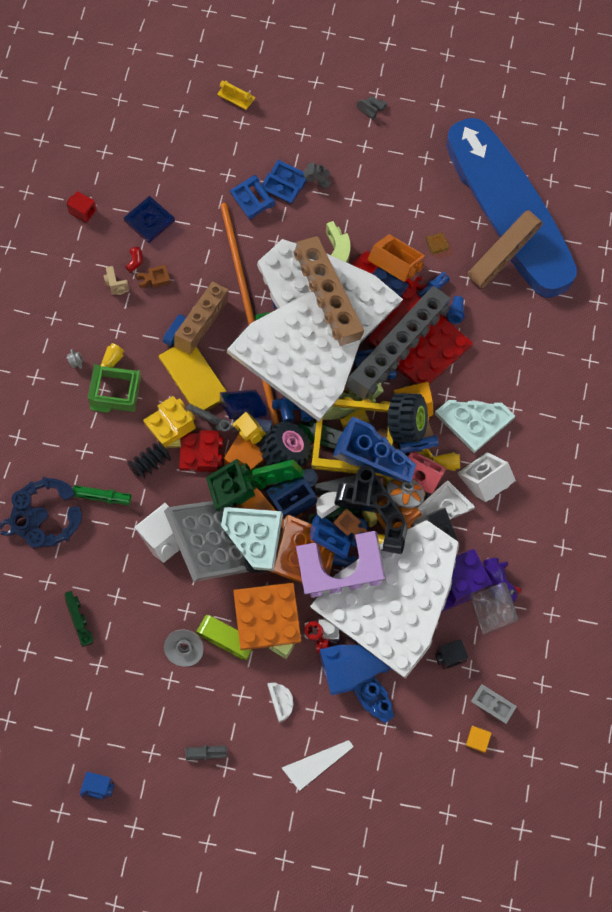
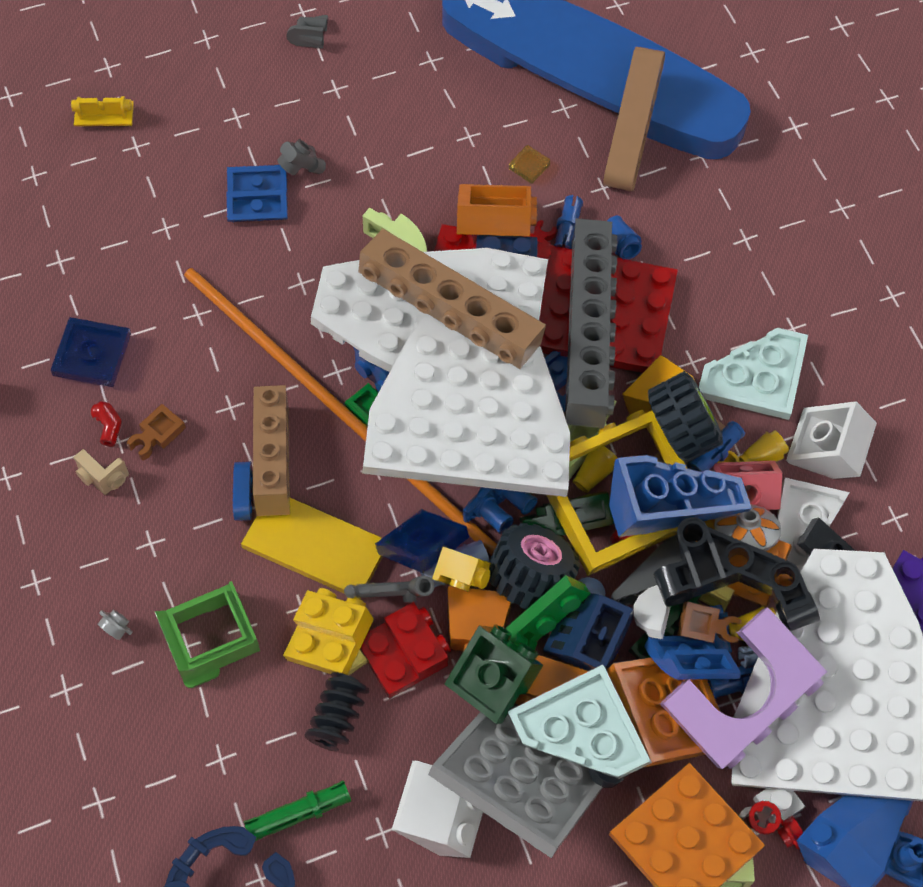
camera: 30 degrees left, 5 degrees down
(112, 355) = (170, 585): yellow cone -> none
(248, 201) = (221, 246): blue plate -> none

